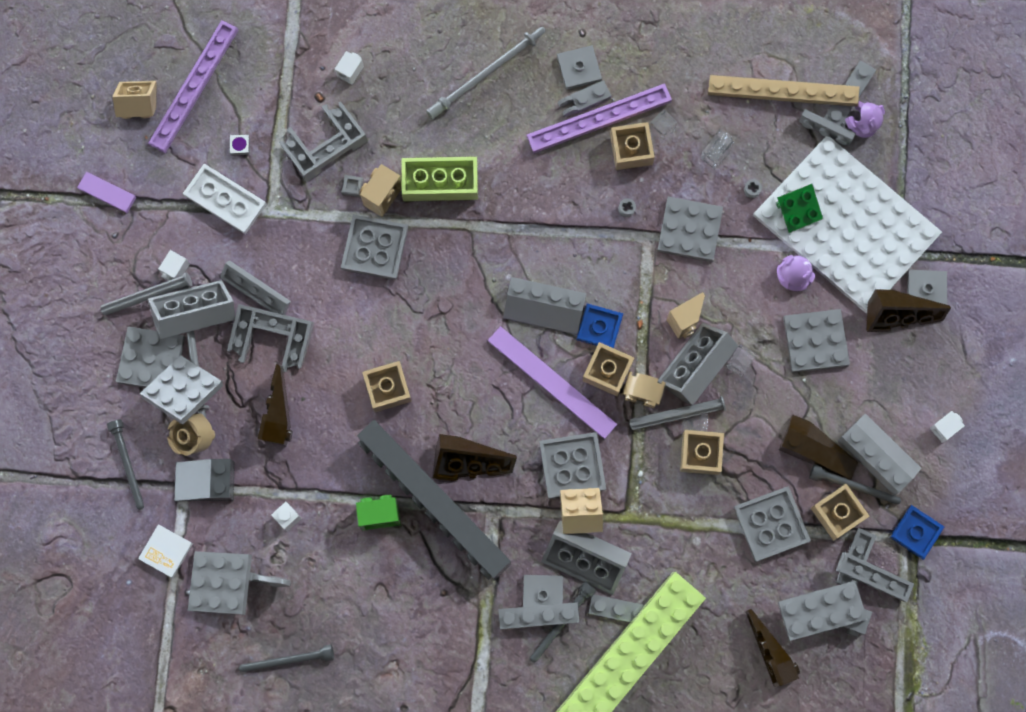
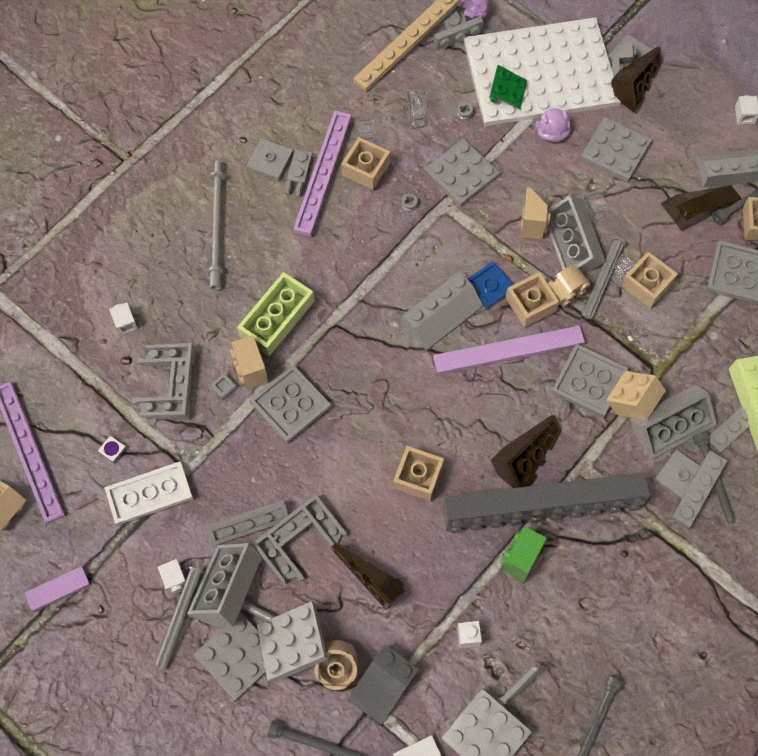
camera: 55 degrees left, 10 degrees down
(918, 283) = (625, 54): none -> light grey slope

